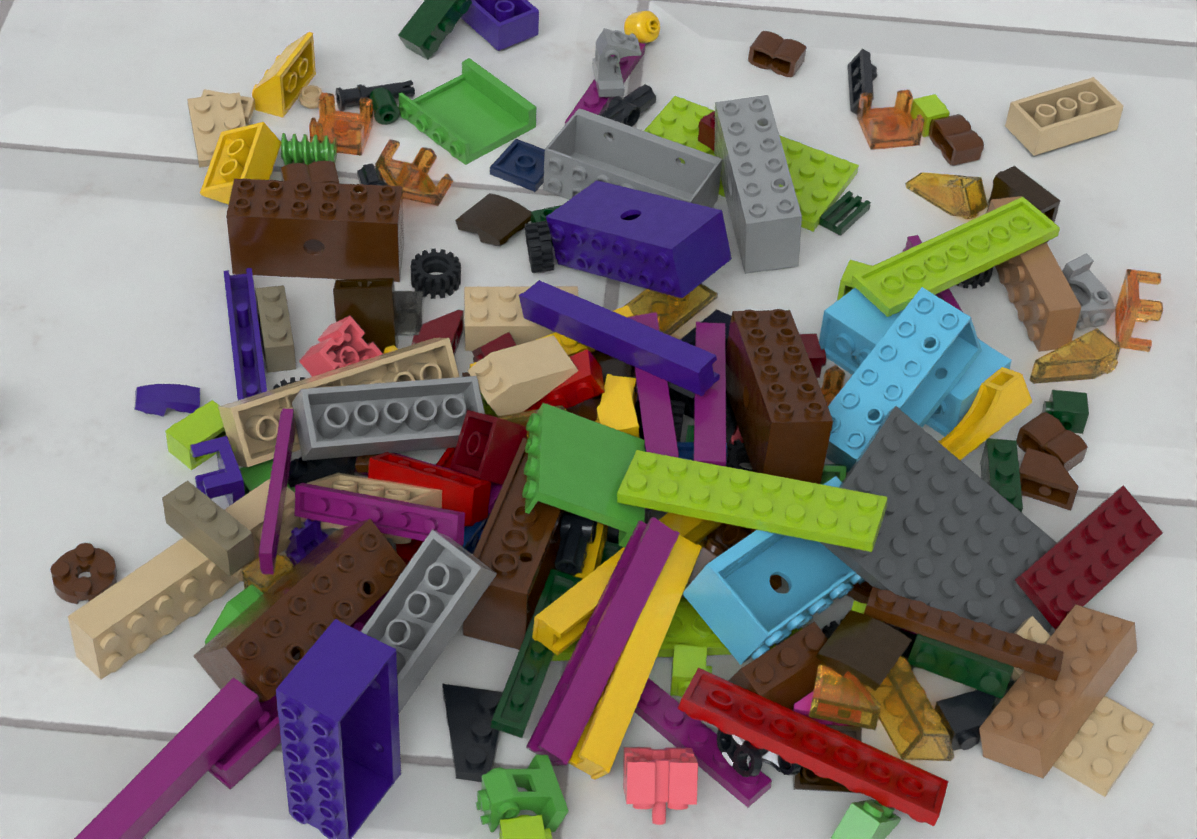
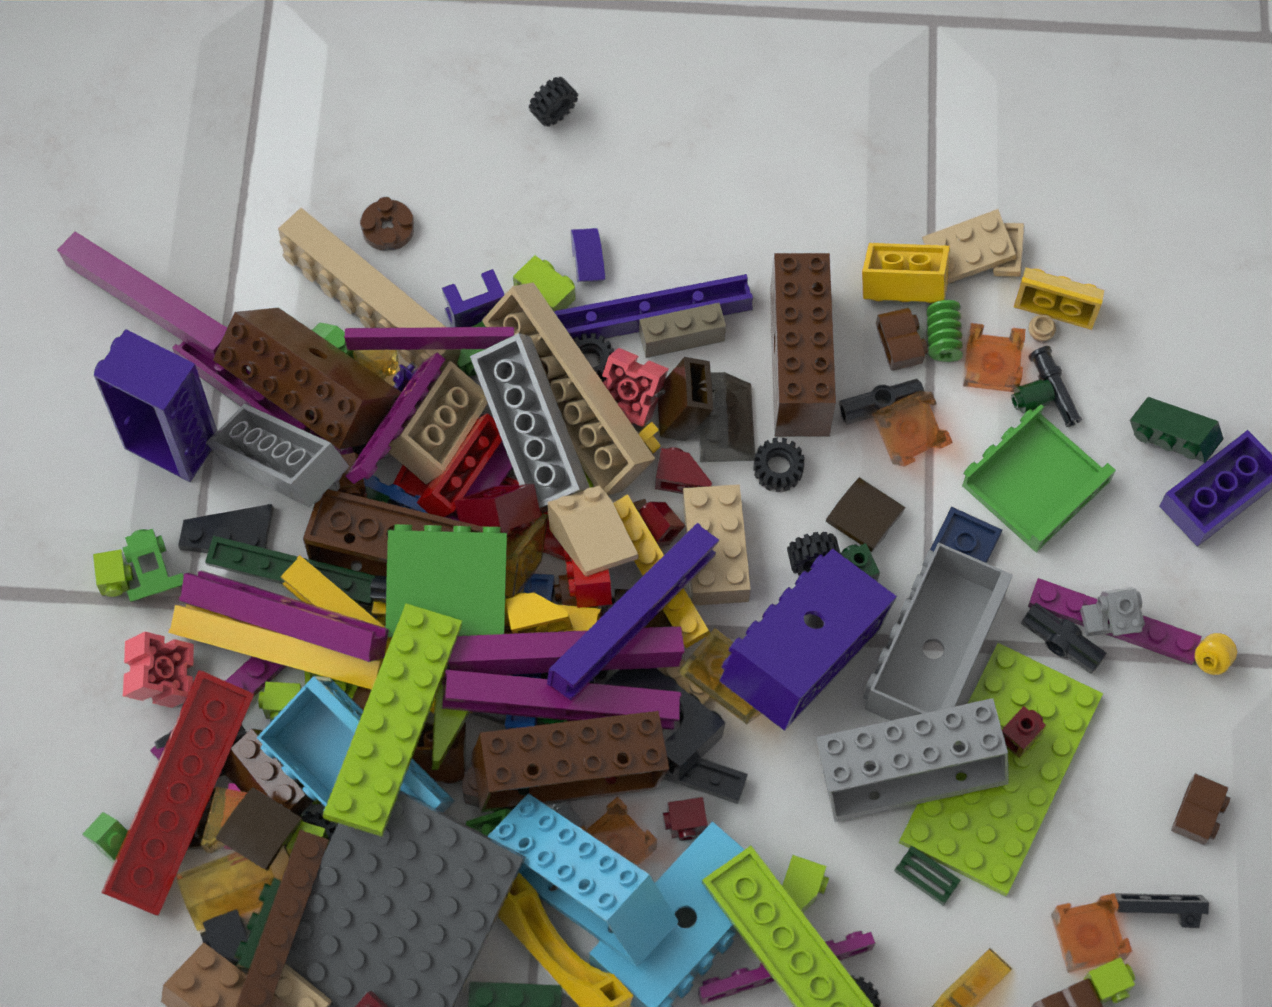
camera: 90 degrees right, 20 degrees up
(208, 528) = (382, 289): dark tan brick -> none

